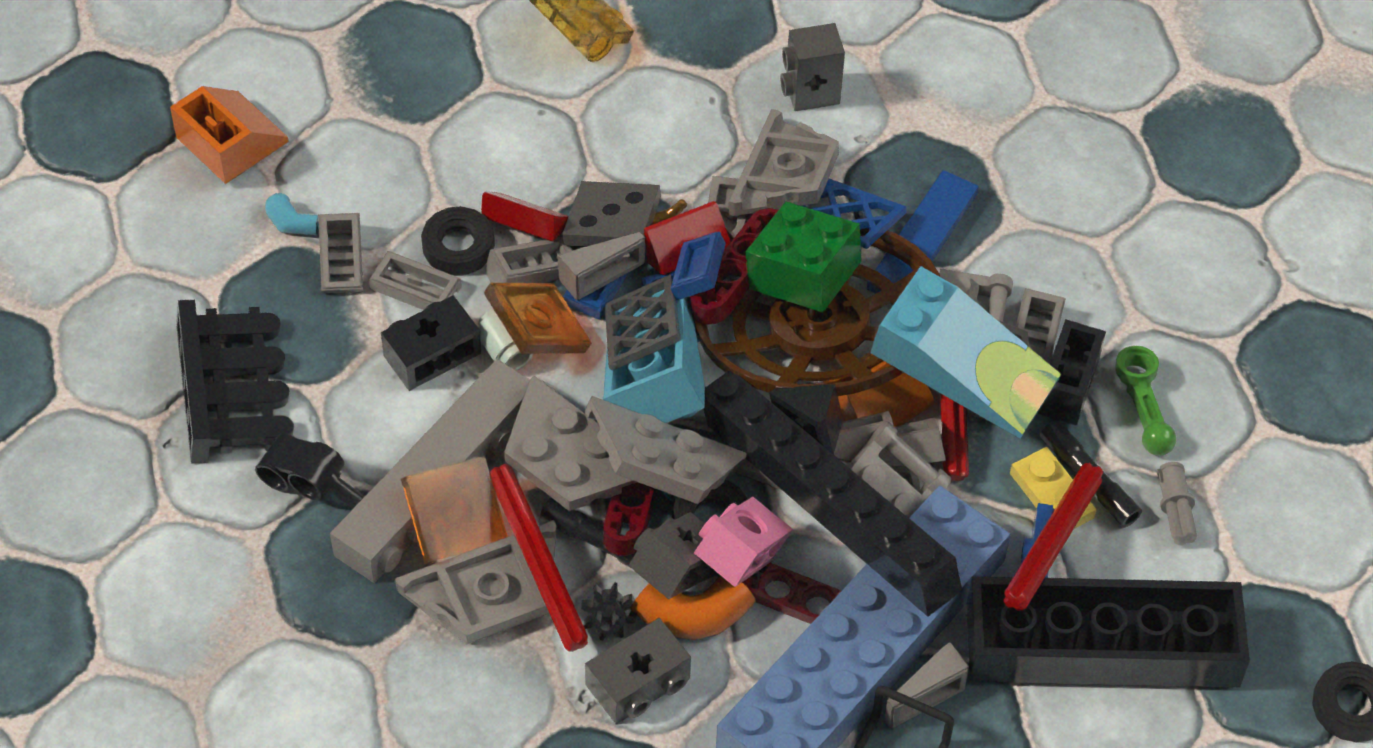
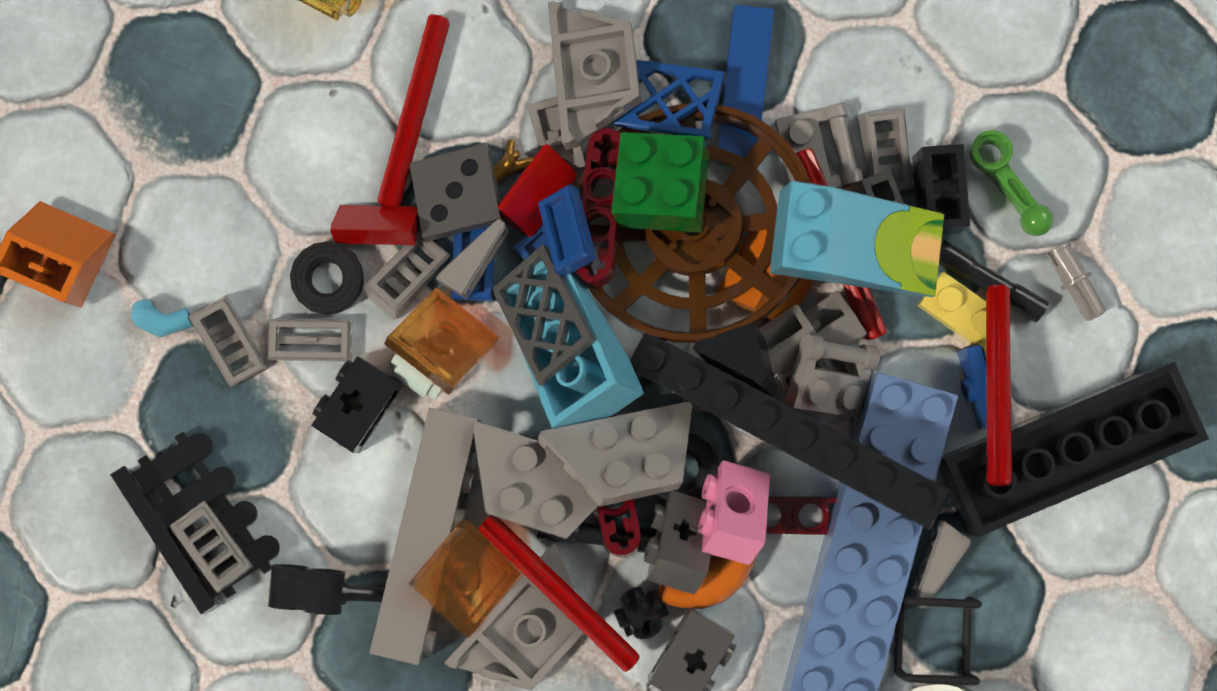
camera: 25 degrees left, 30 degrees up
(234, 422) = (233, 573): none -> light grey slope
(606, 146) = (413, 110): none -> red axle

